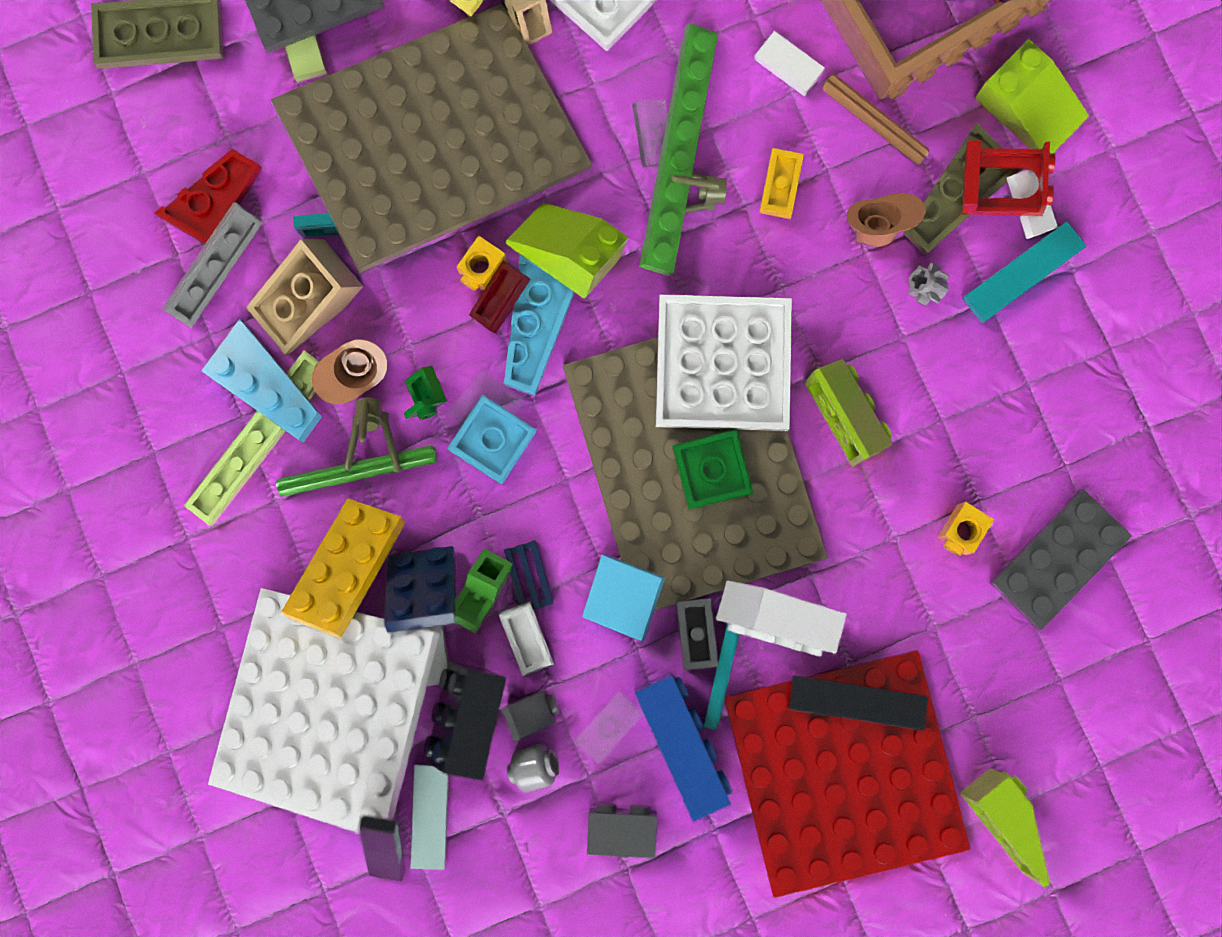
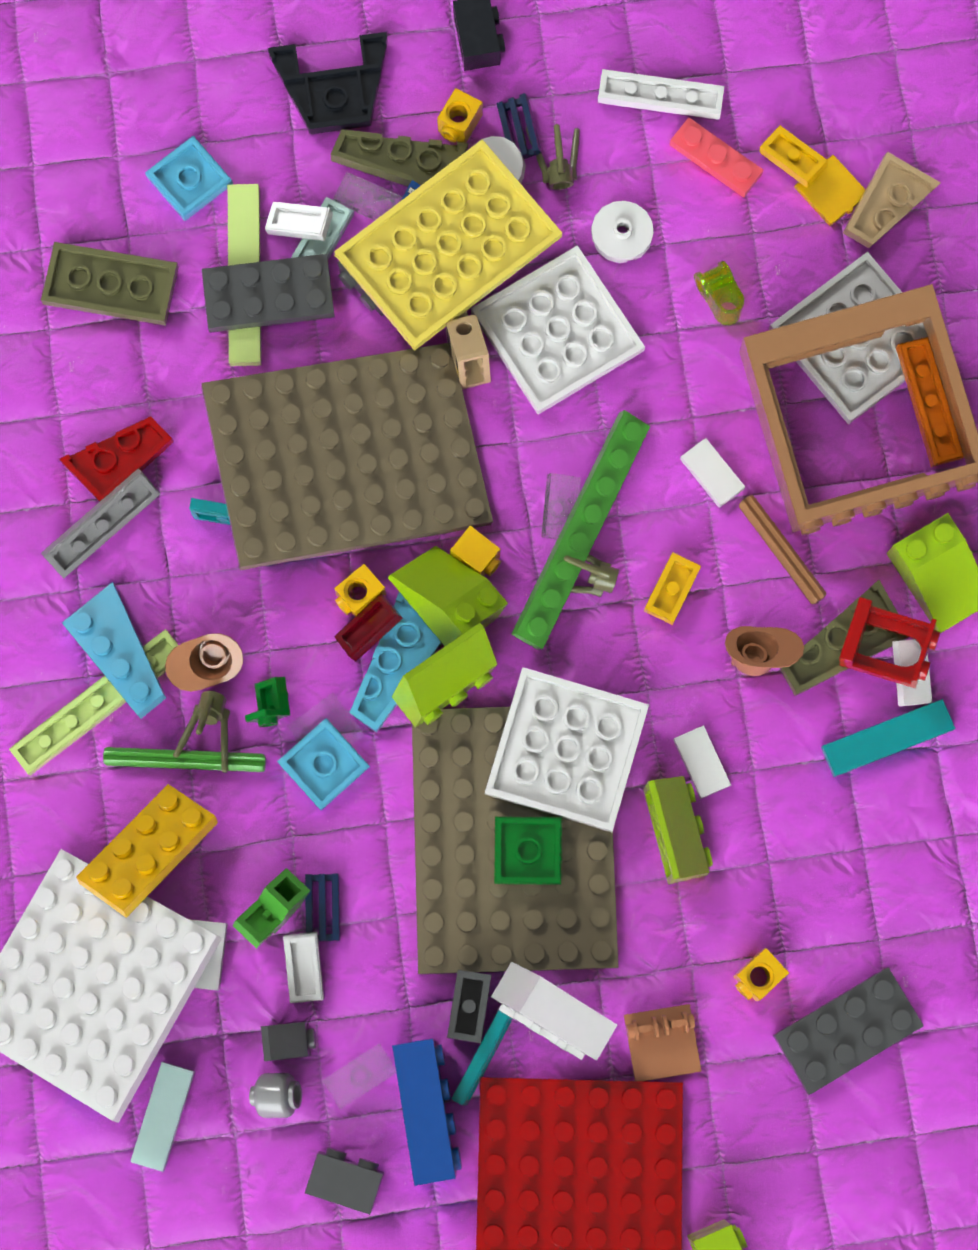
camera: 10 degrees right, 5 degrees down
(303, 294) = (180, 575): tan slope -> none
(381, 847) = (110, 1130): tile -> none
(420, 589) = (215, 891): dark blue plate -> none
(464, 720) = (222, 1029): black brick -> none
(584, 196) = (477, 552): none -> yellow brick
(588, 323) = (446, 677): none -> lime slope
(623, 597) = (408, 952): medium azure tile -> none
(853, 341) = (702, 762): none -> white tile
(858, 702) = (608, 1116): black tile -> none
(888, 618) = (662, 1043): none -> nougat hinge
(928, 284) = (788, 725): light grey gear -> none

